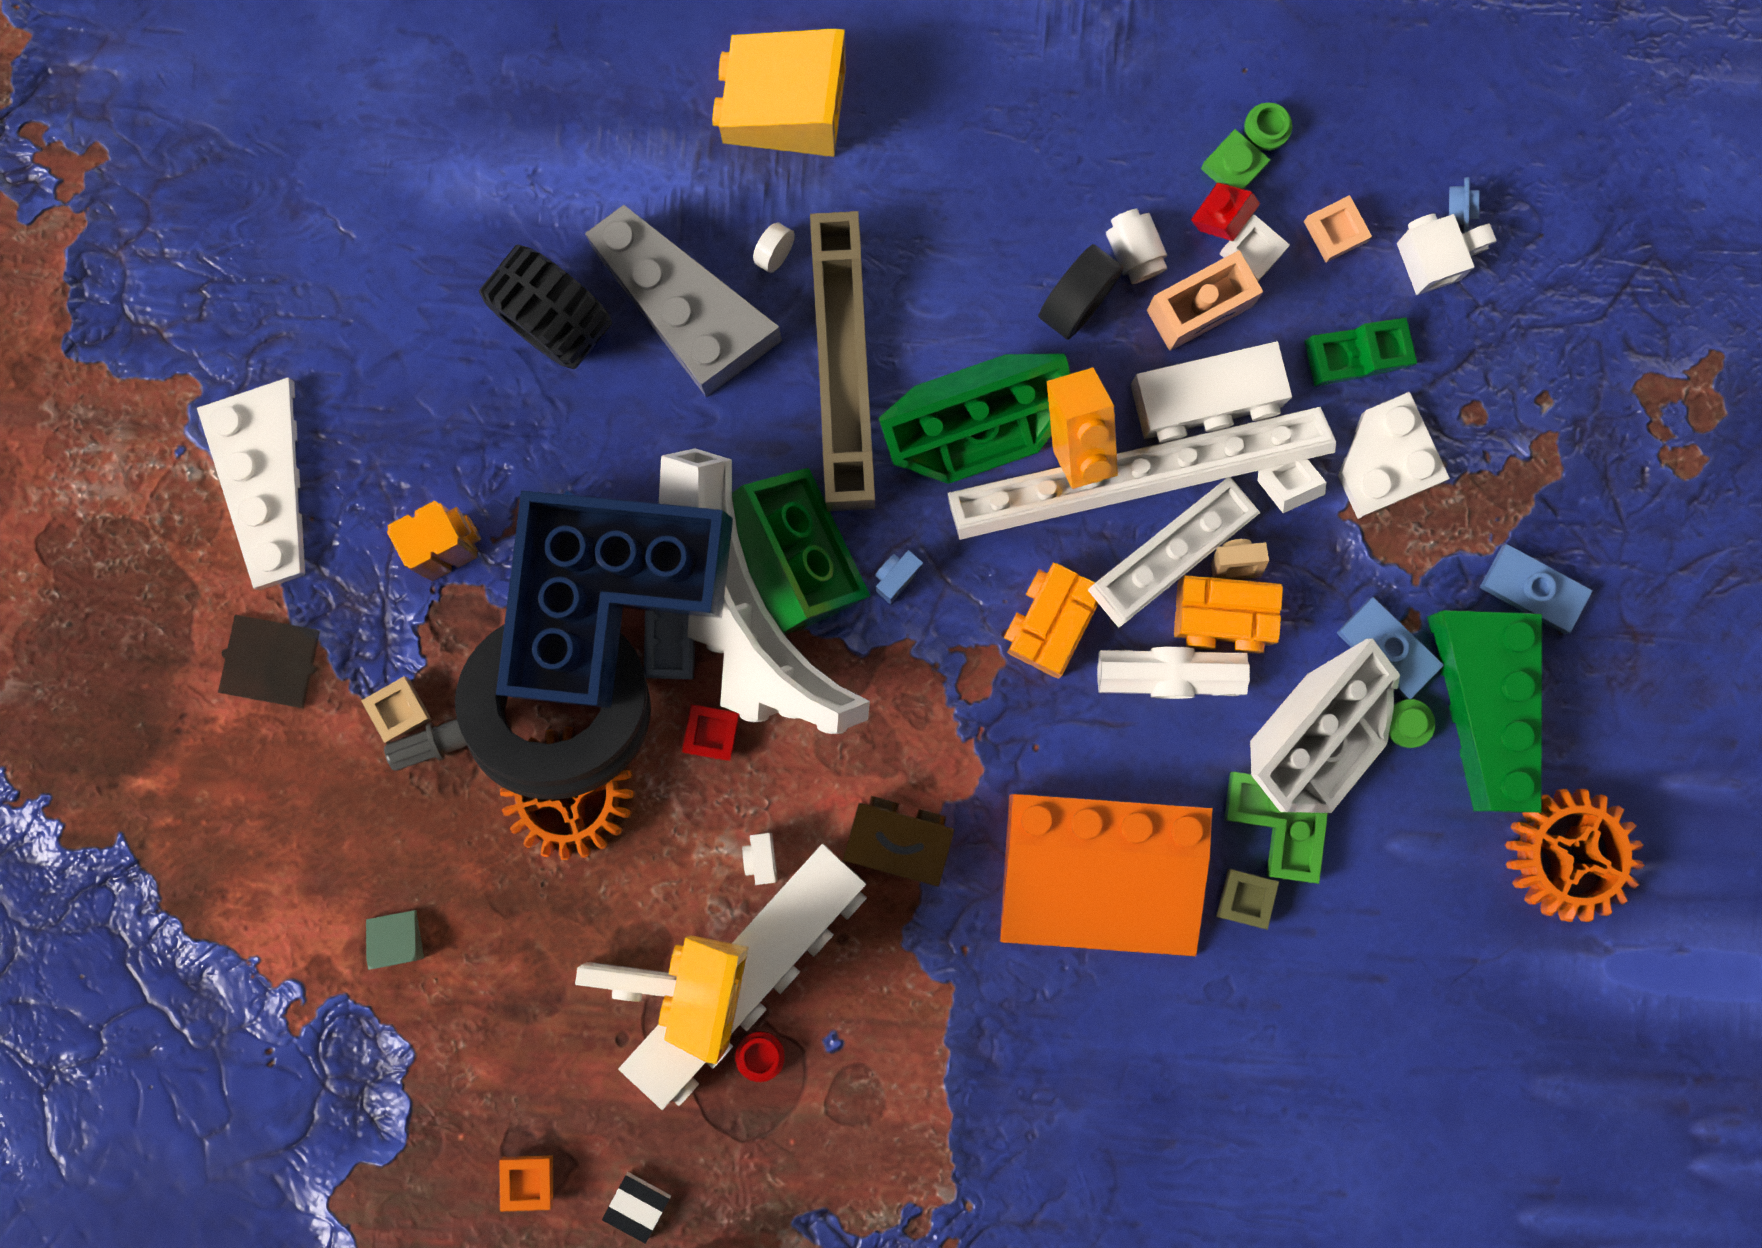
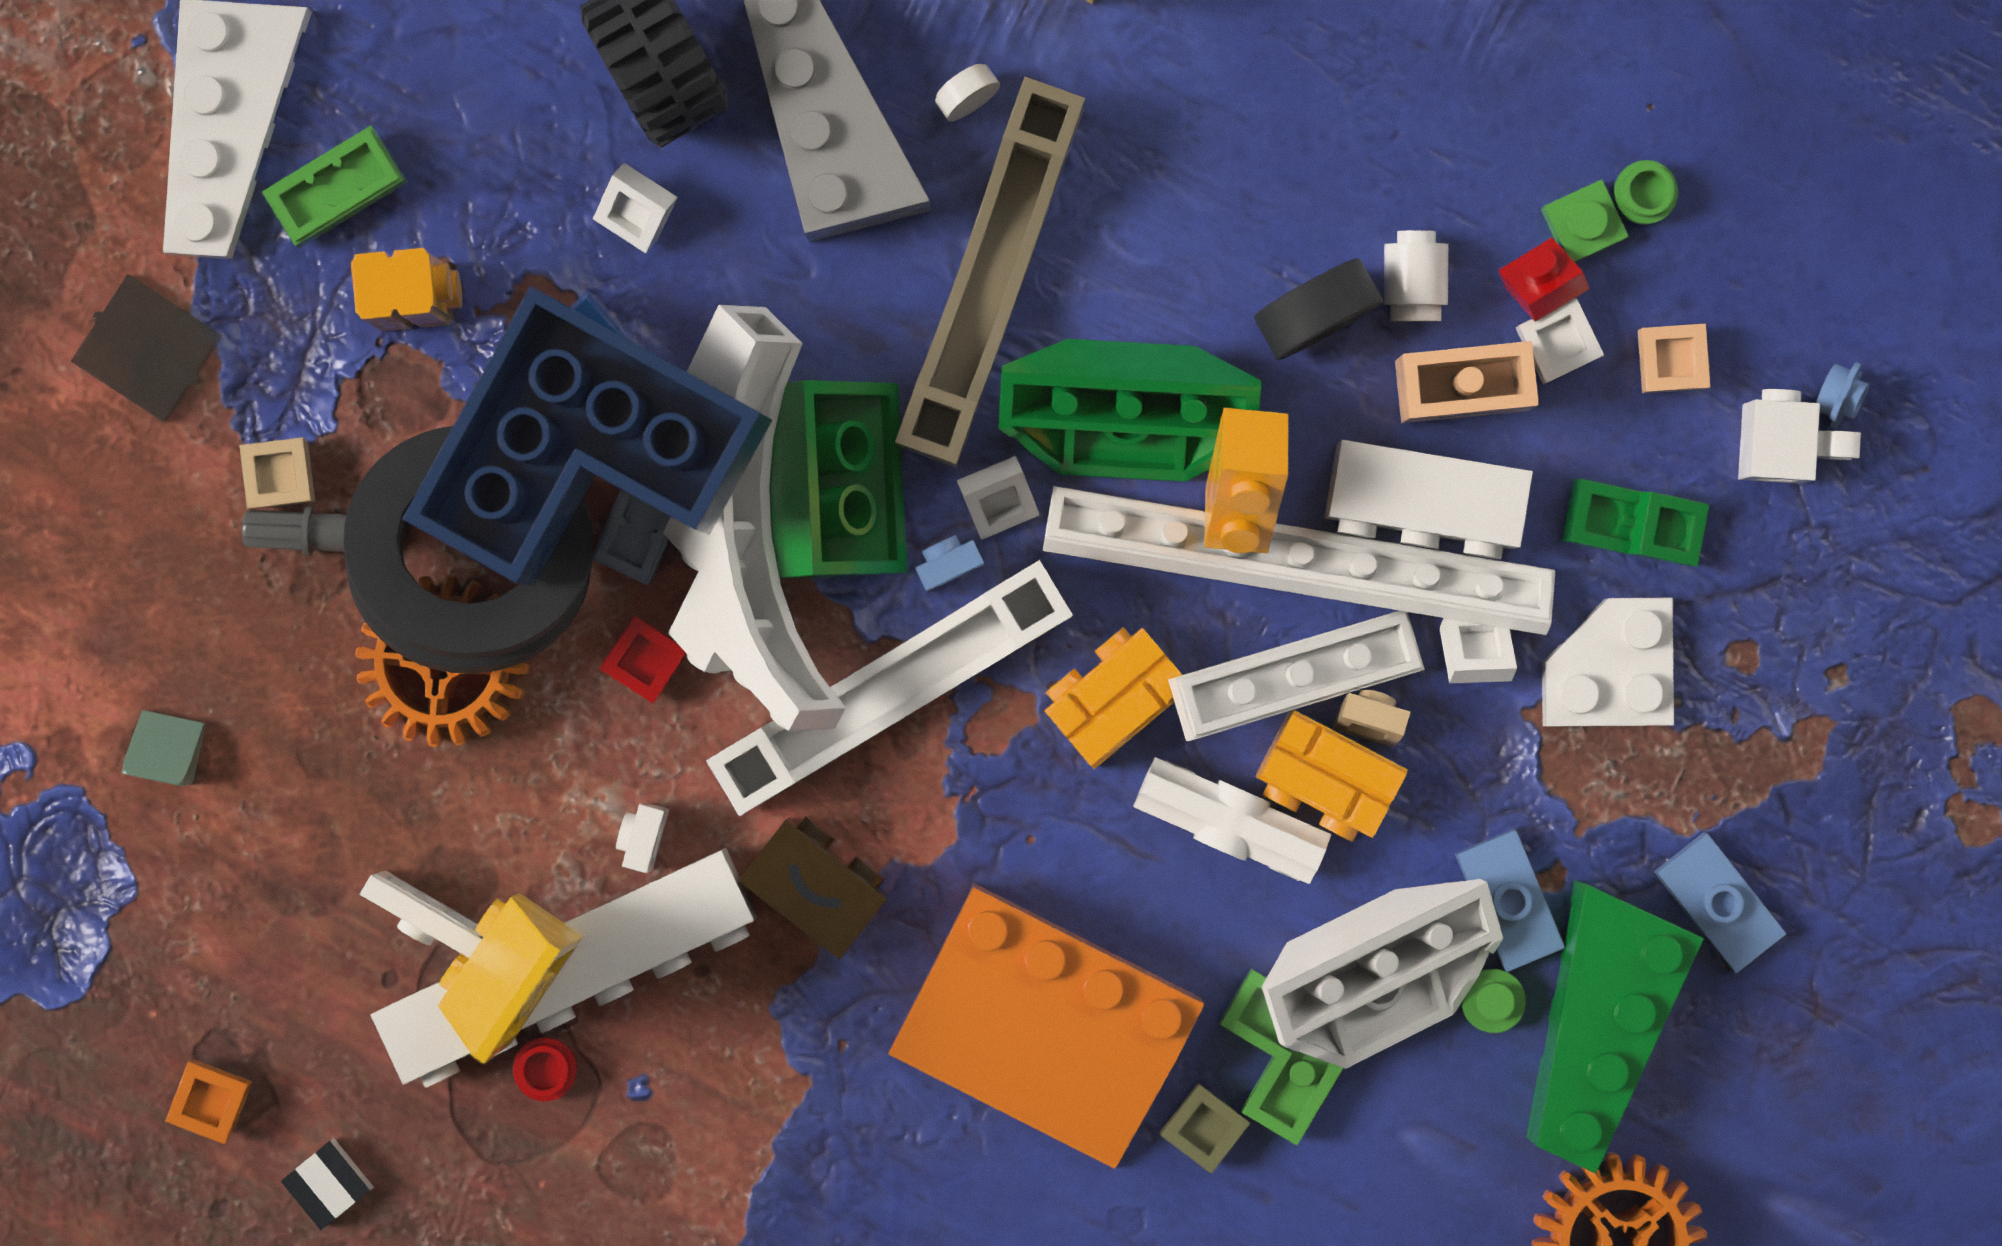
camera: 25 degrees right, 5 degrees up
(357, 493) = (334, 187): none -> bright green plate
(574, 420) = (635, 207): none -> white plate
(897, 675) = (895, 686): none -> white arch
(913, 515) = (998, 497): none -> light grey plate

